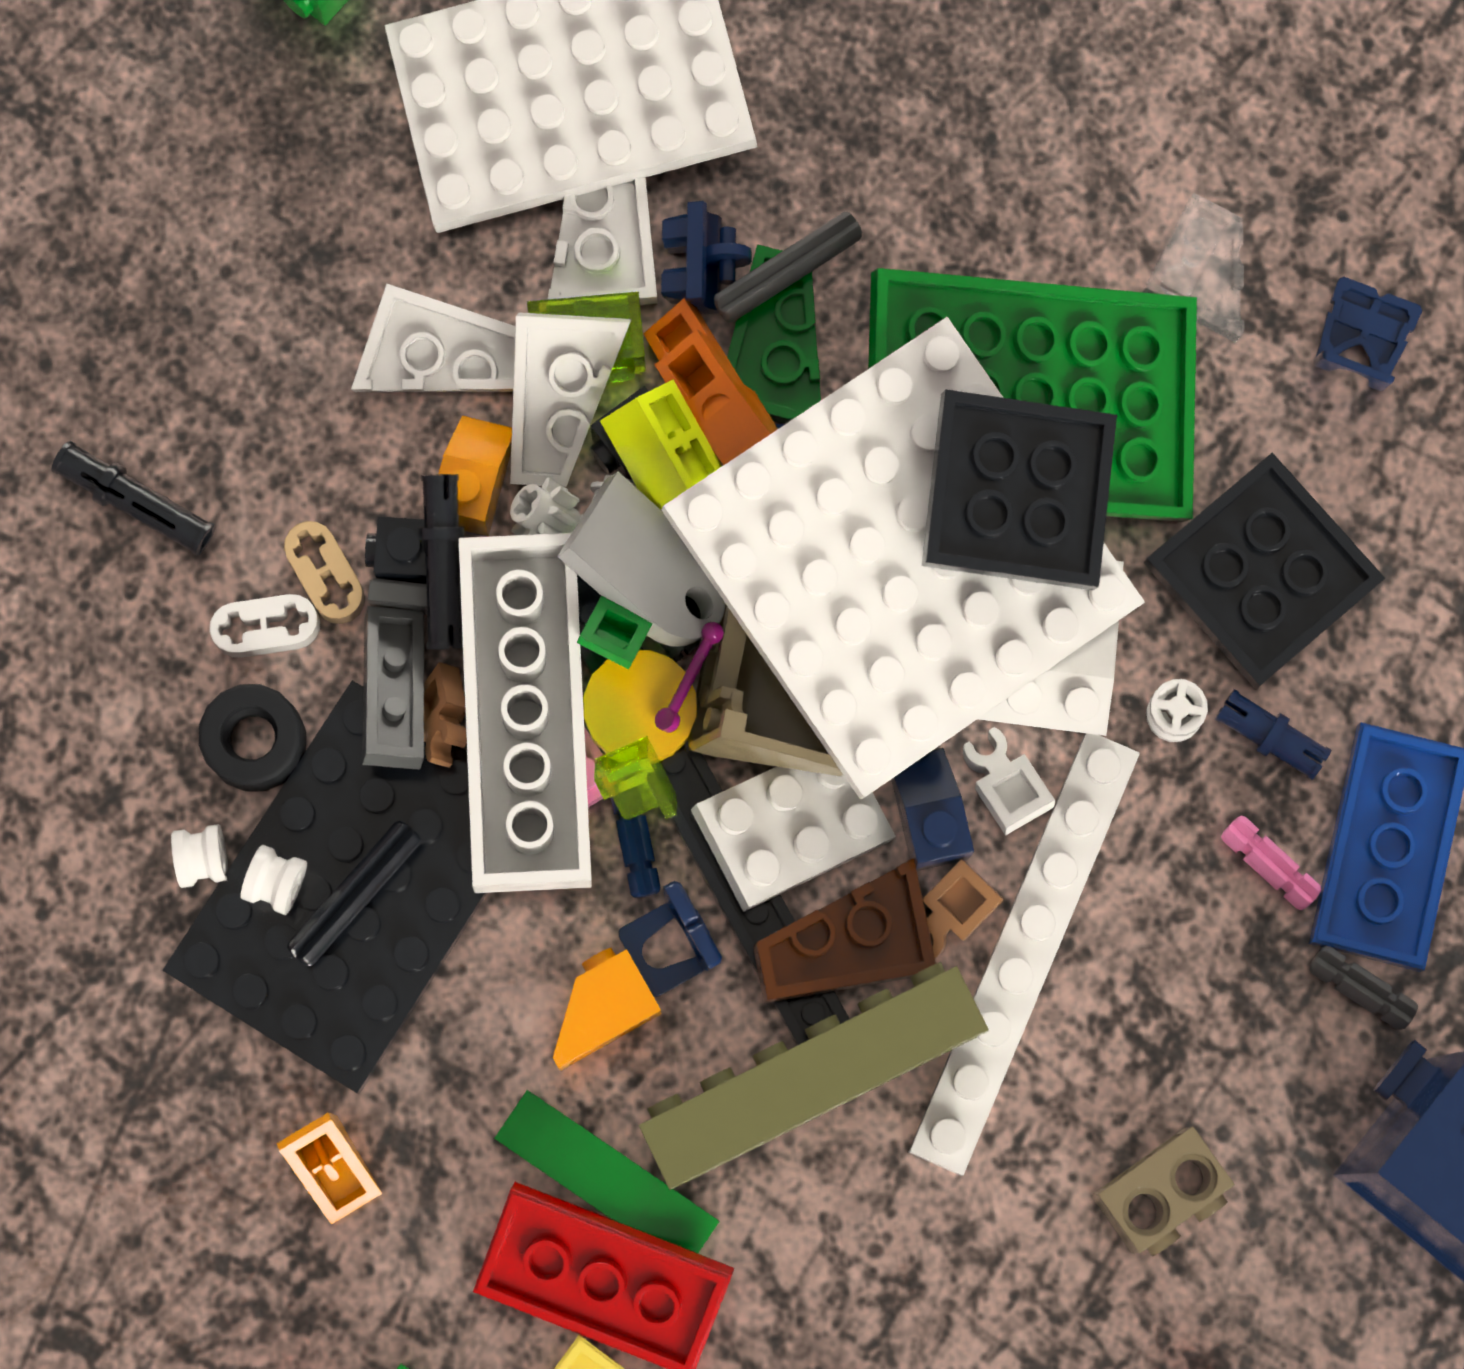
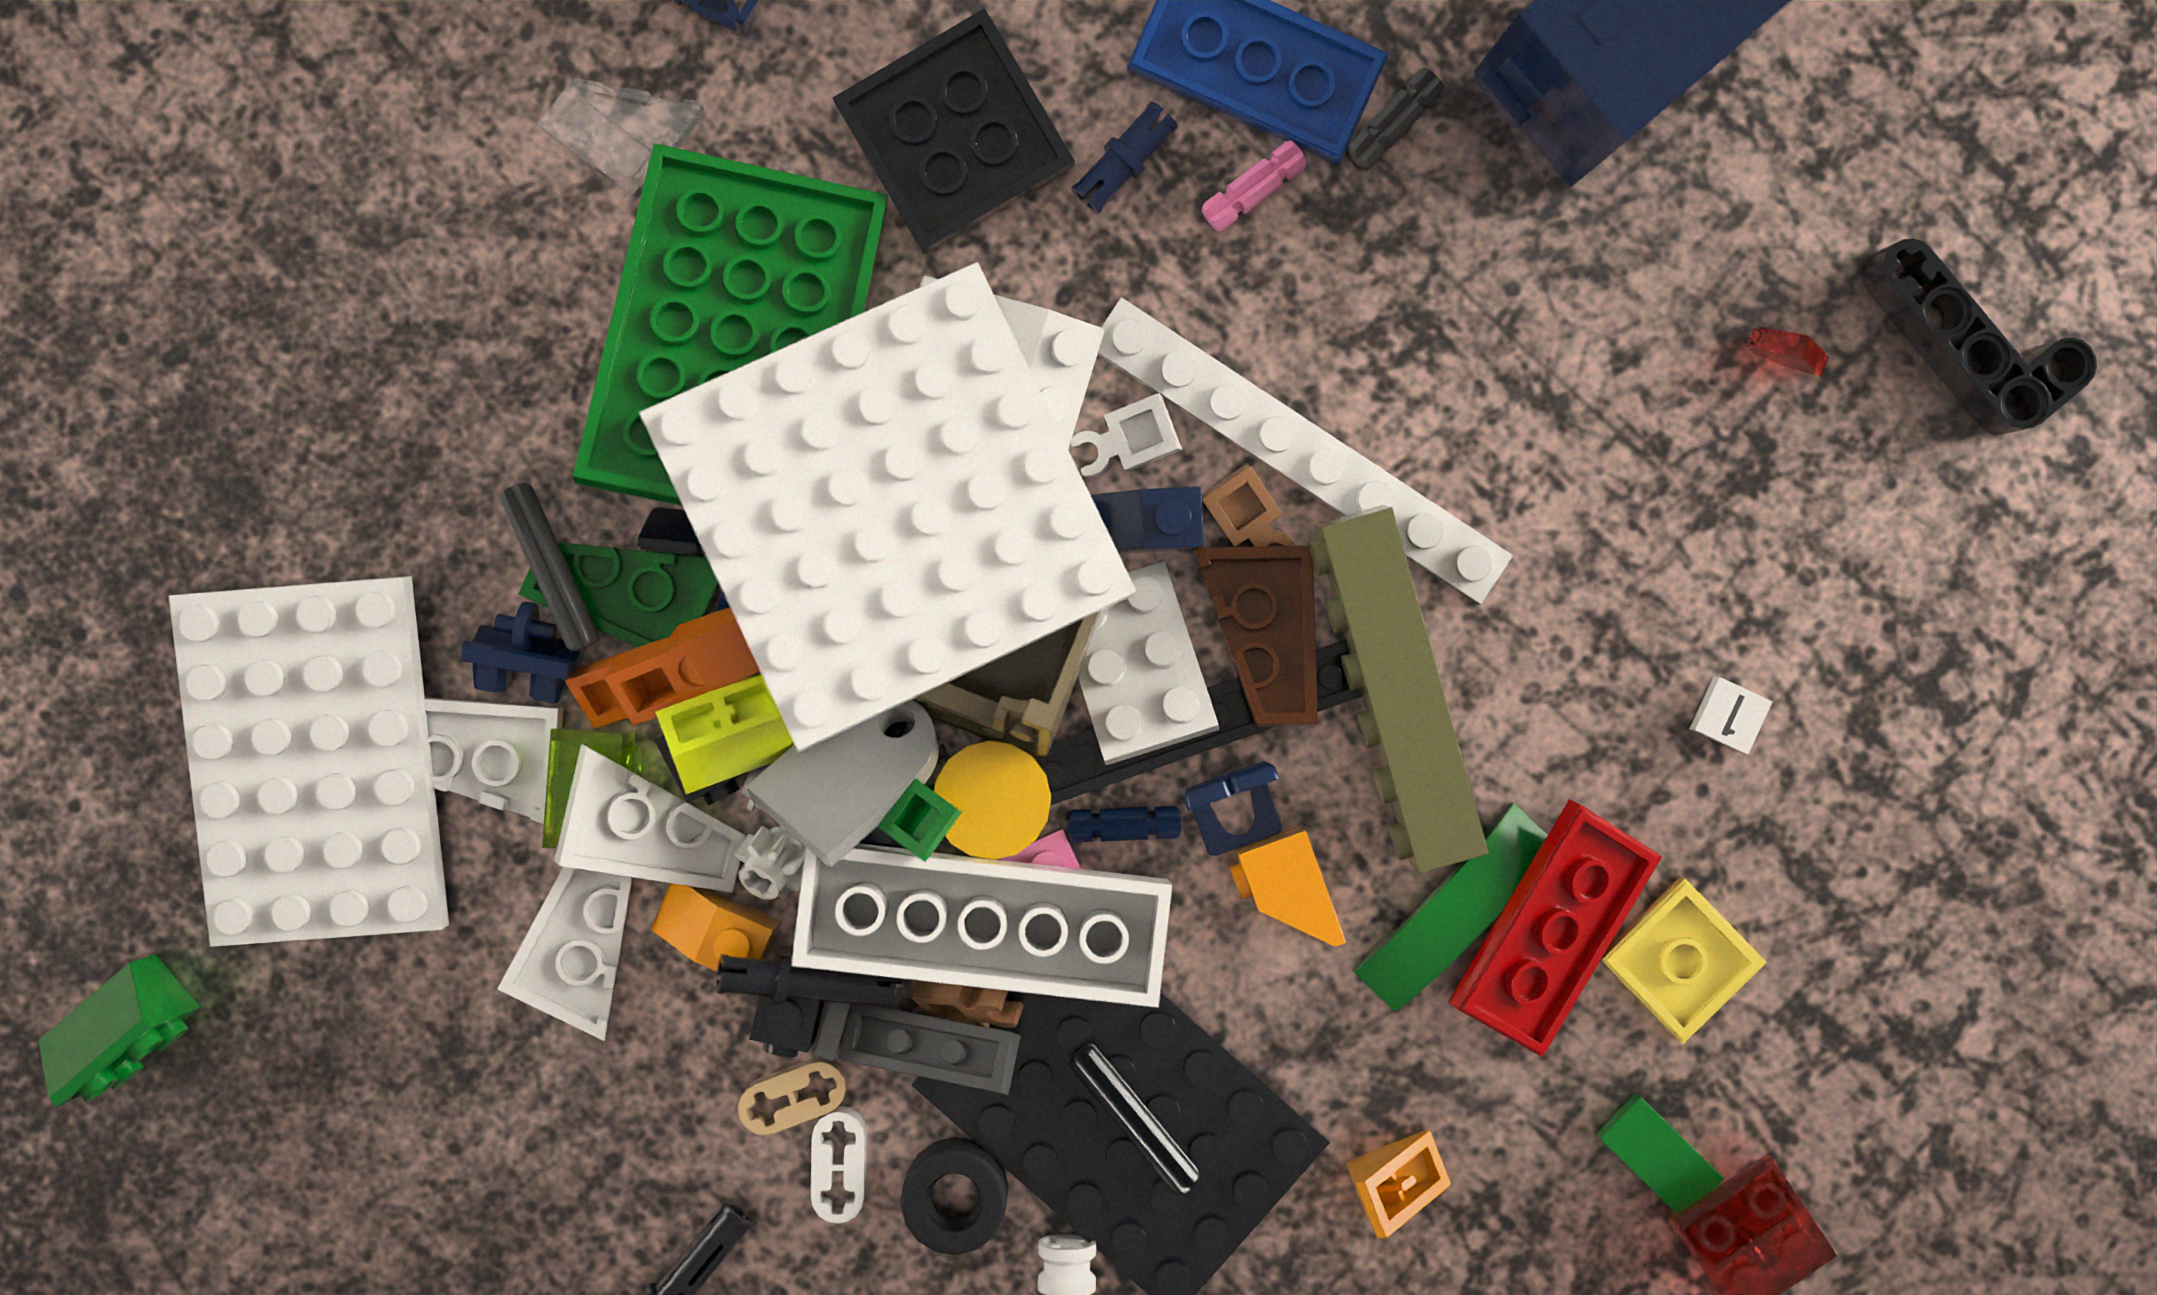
camera: 80 degrees left, 10 degrees up
(273, 879) = (1109, 1200): white wheel -> none
(635, 780) = (1069, 818): clear neon green panel -> none
(668, 718) = (1011, 775): magenta hinge -> none
(836, 367) = (669, 532): none -> black slope
(1019, 490) = (842, 371): black plate -> none
(1155, 1179) = (1548, 366): dark tan brick -> none
(1179, 699) = (1078, 237): white wheel -> none

